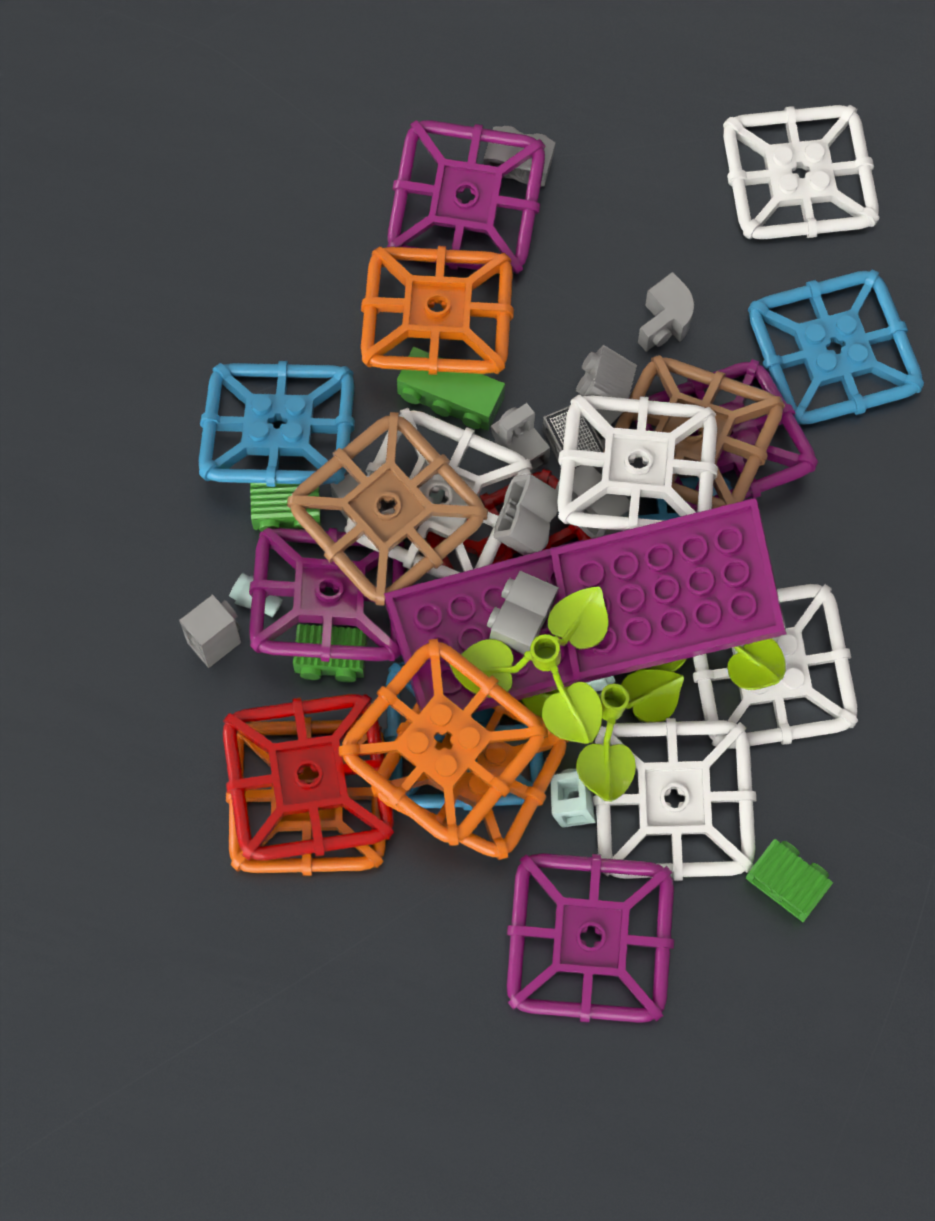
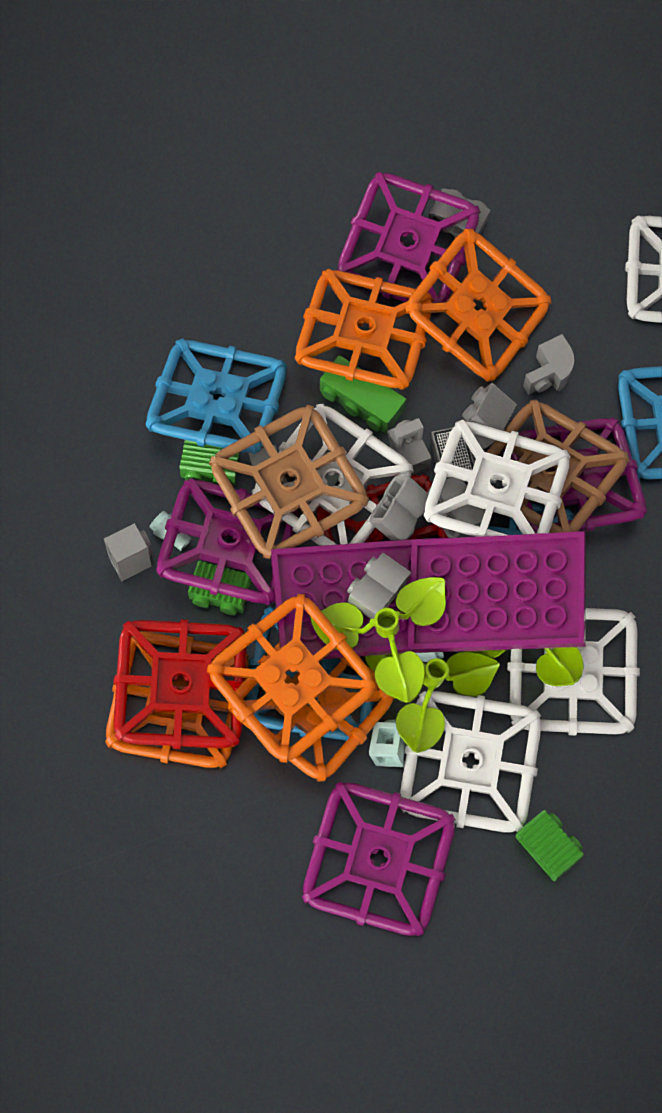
camera: 10 degrees right, 0 degrees up
(547, 263) = (461, 305): none -> orange plate

